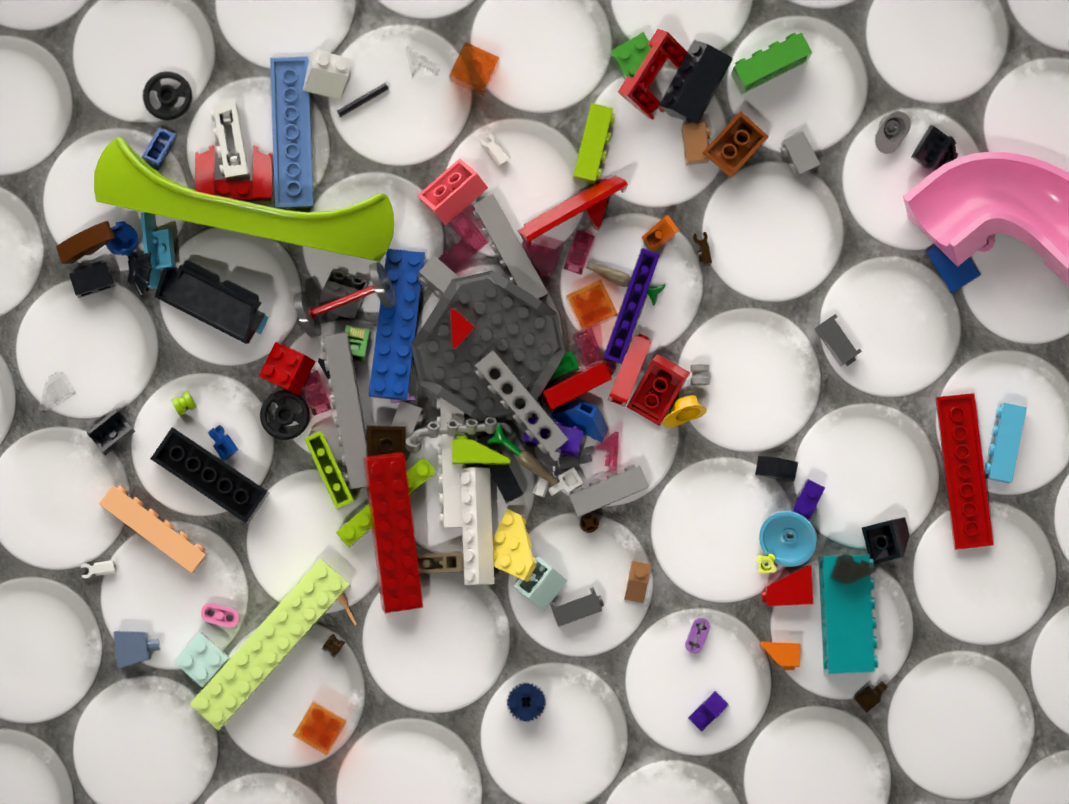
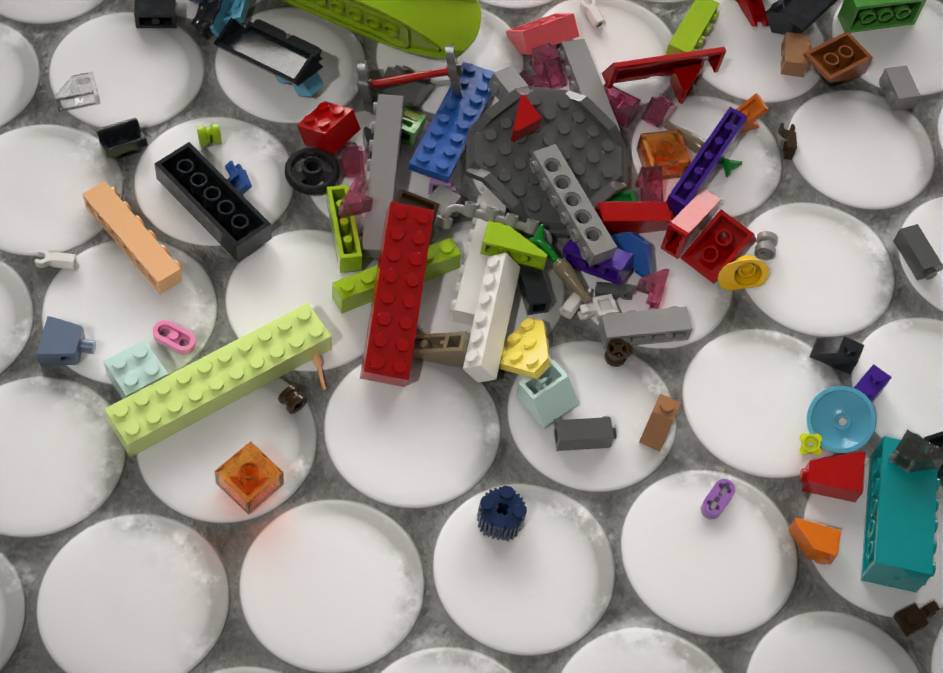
camera: 10 degrees right, 25 degrees down
(331, 453) = (355, 200): none -> clear pink slope
(708, 711) = (715, 584): dark purple slope -> none

